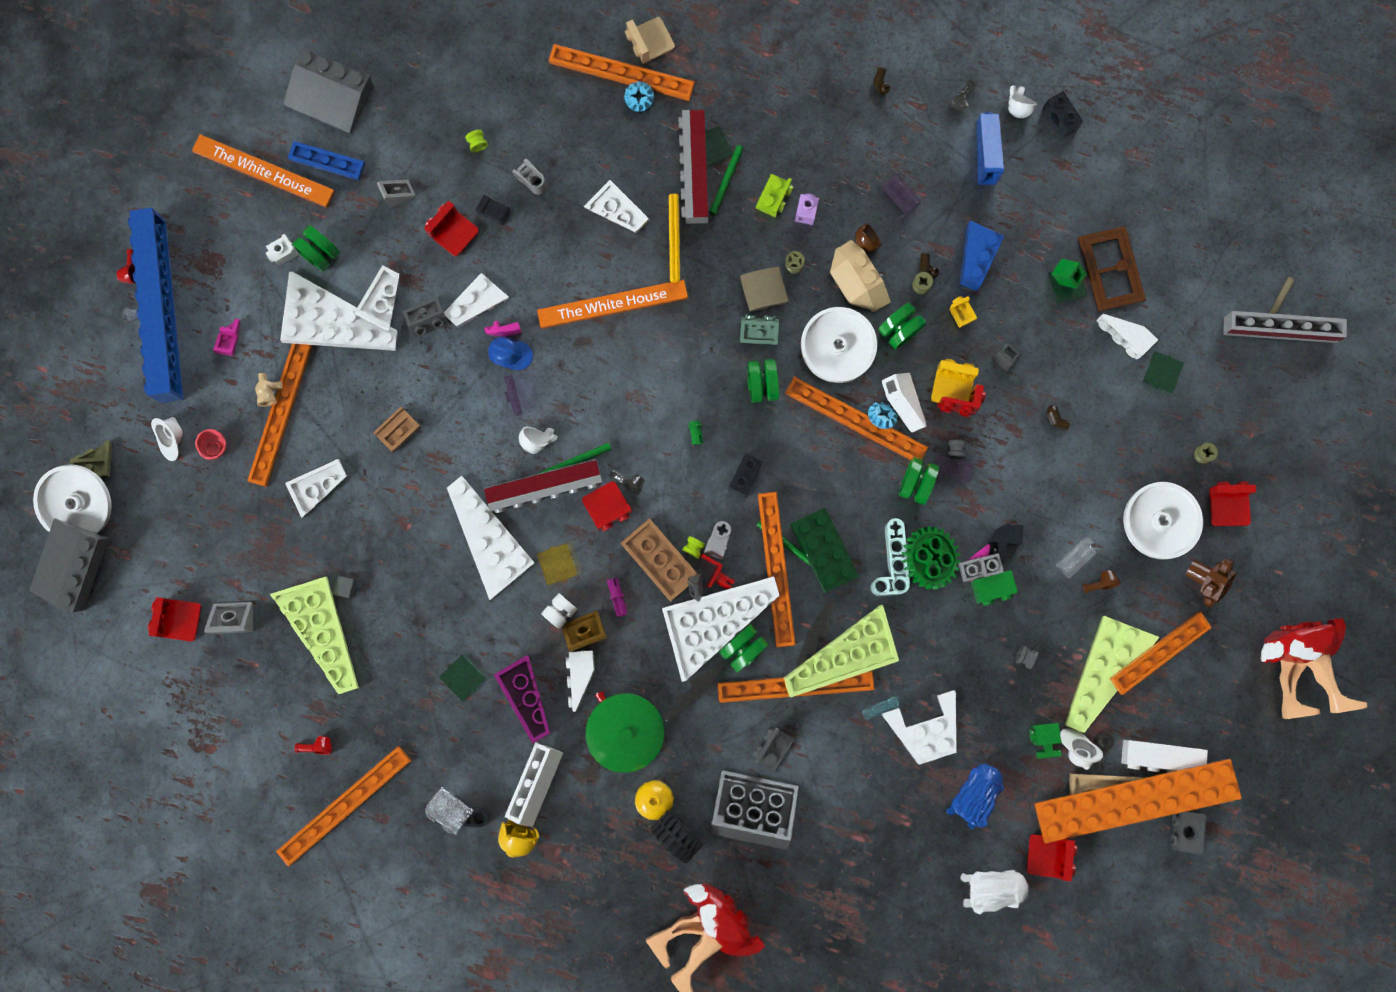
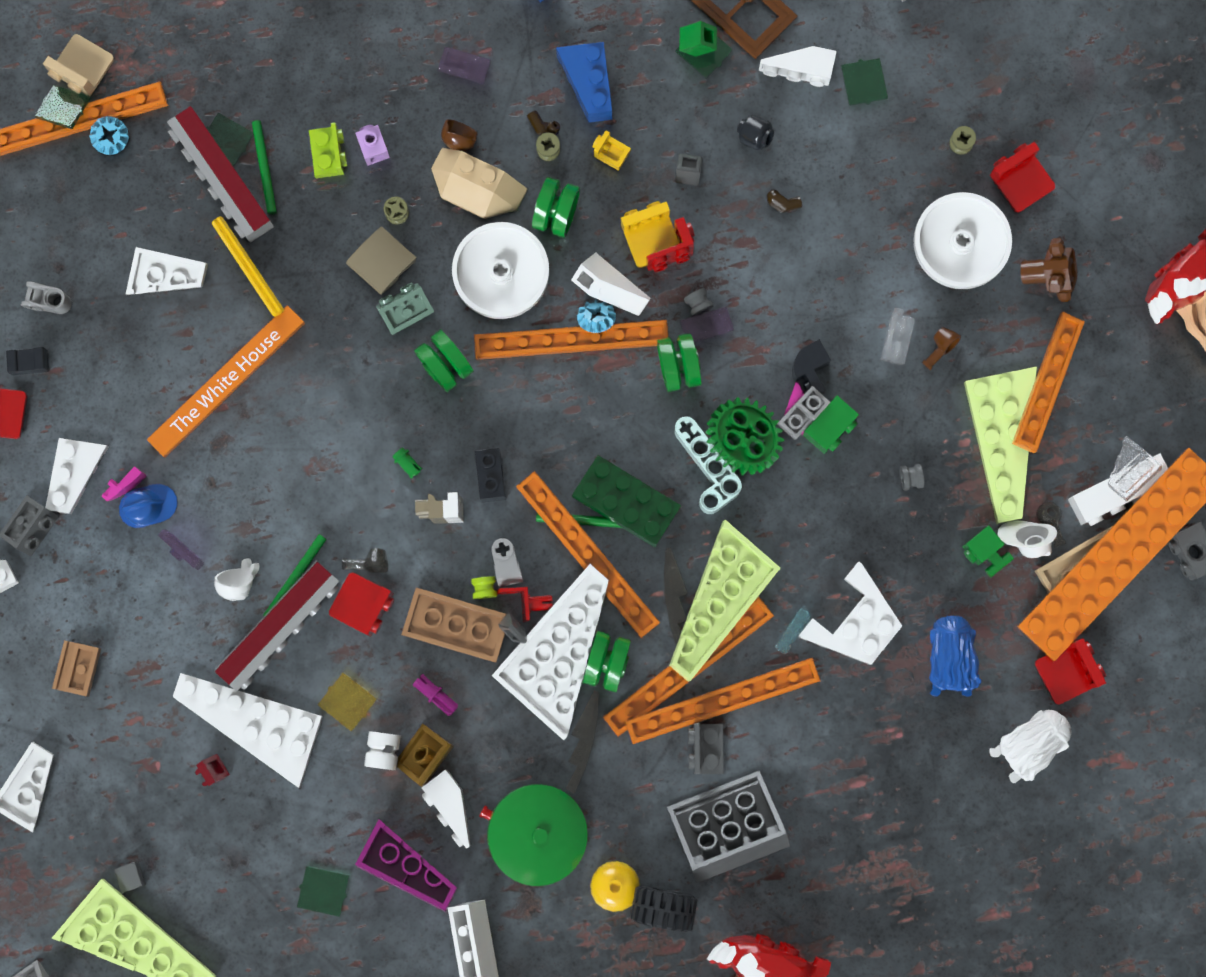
camera: 30 degrees left, 0 degrees up
(441, 552) = (212, 770): none -> dark red tile
(620, 59) = (62, 107): none -> clear green piece
(697, 478) = (441, 511): none -> hips
(804, 724) = (722, 701): none -> orange tile
(1068, 360) = (755, 132): none -> black head
(1181, 749) = (1132, 470): none -> clear wing

